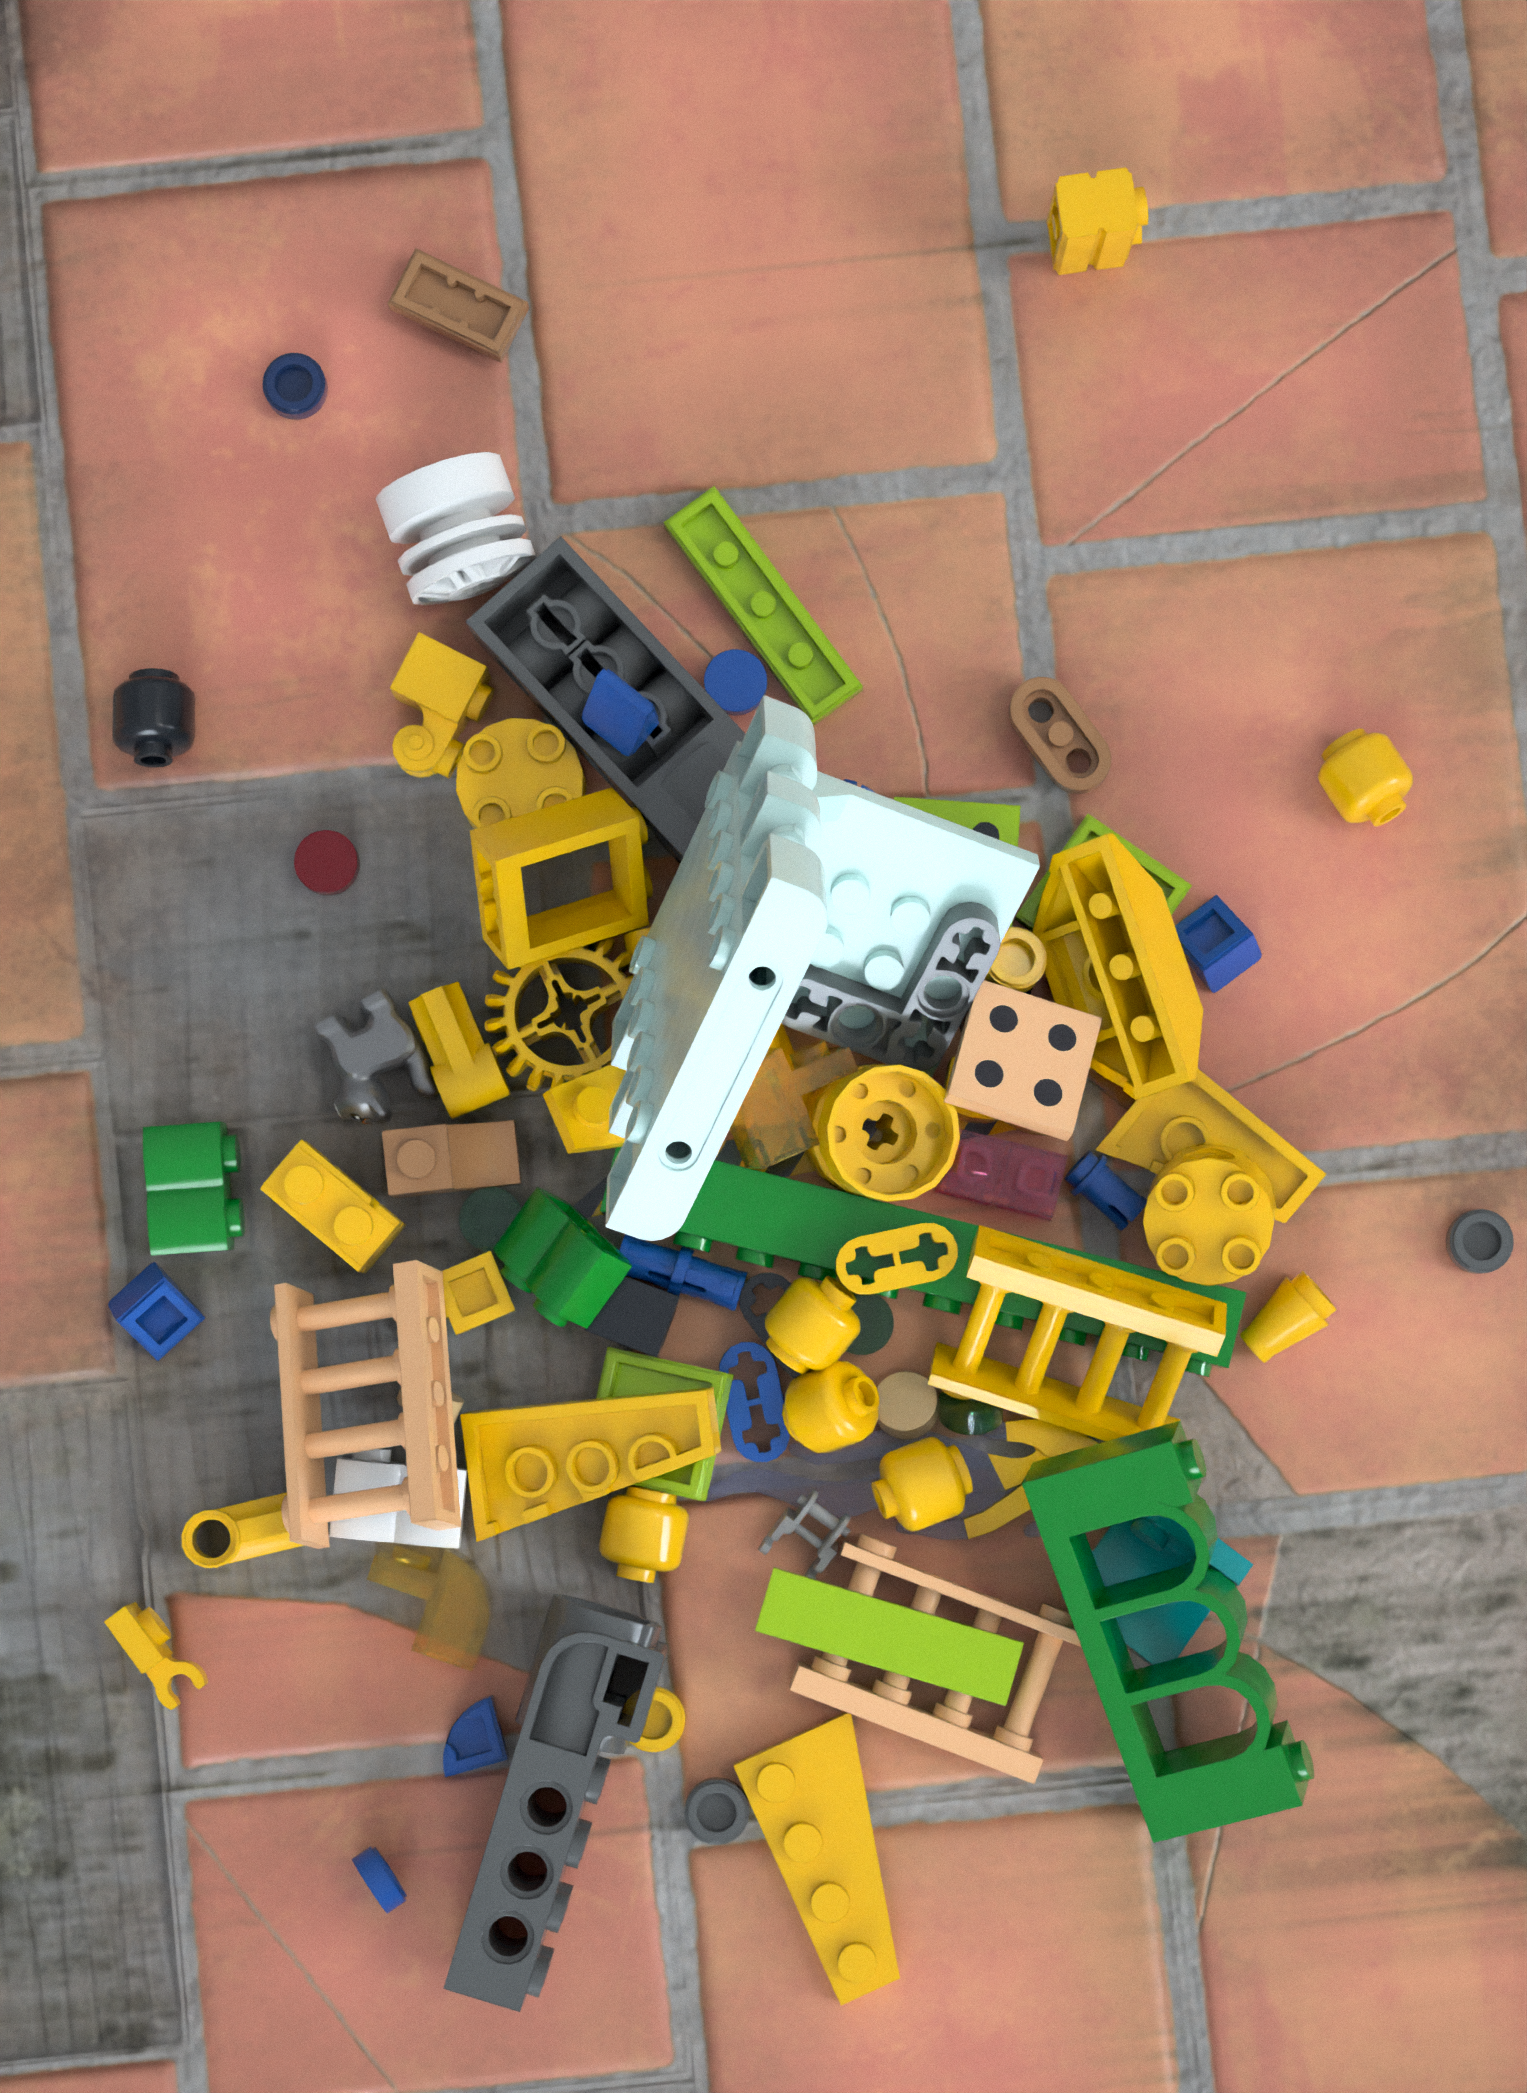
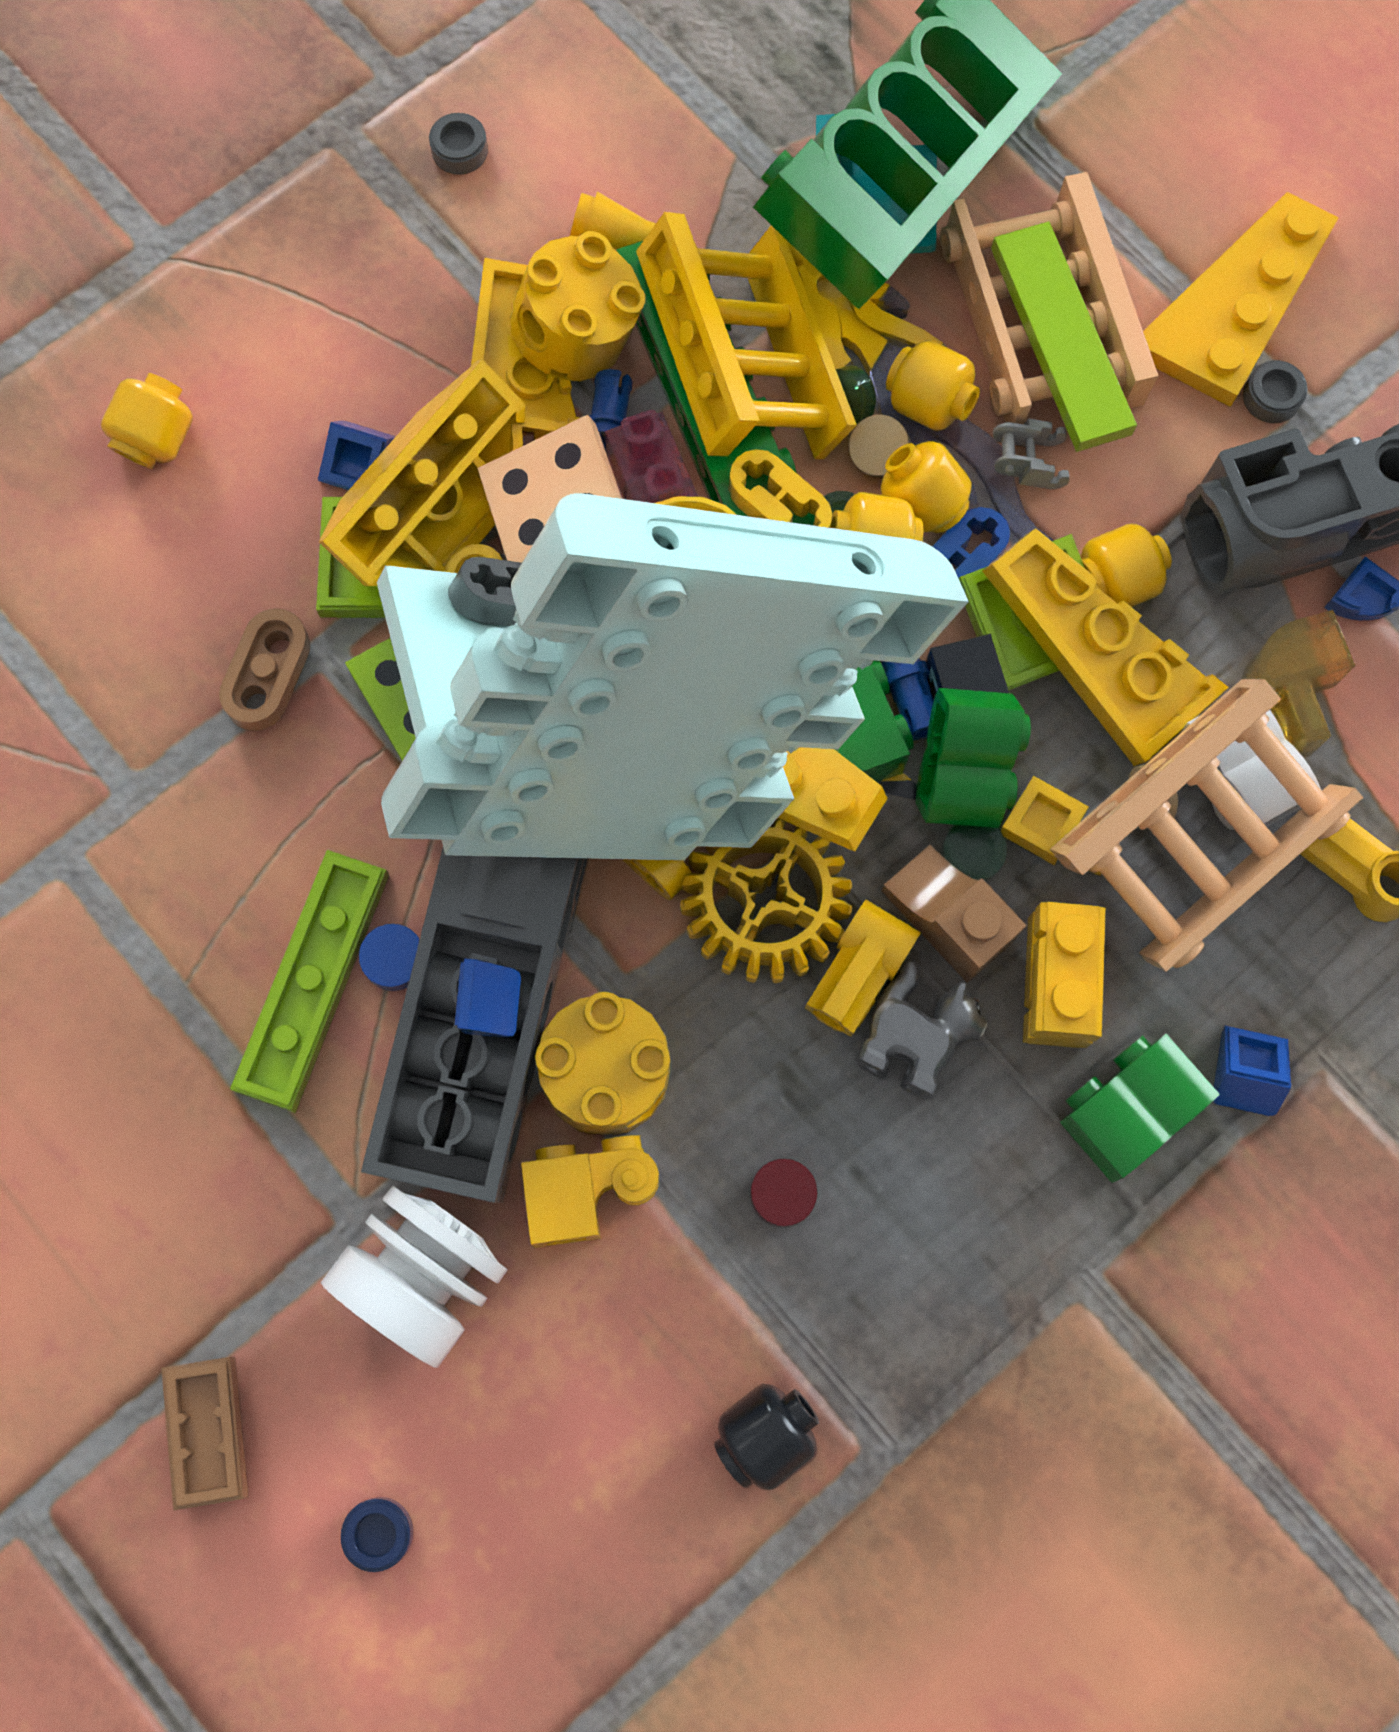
camera: 130 degrees left, 10 degrees down
(542, 834) = (673, 1009): yellow window -> none

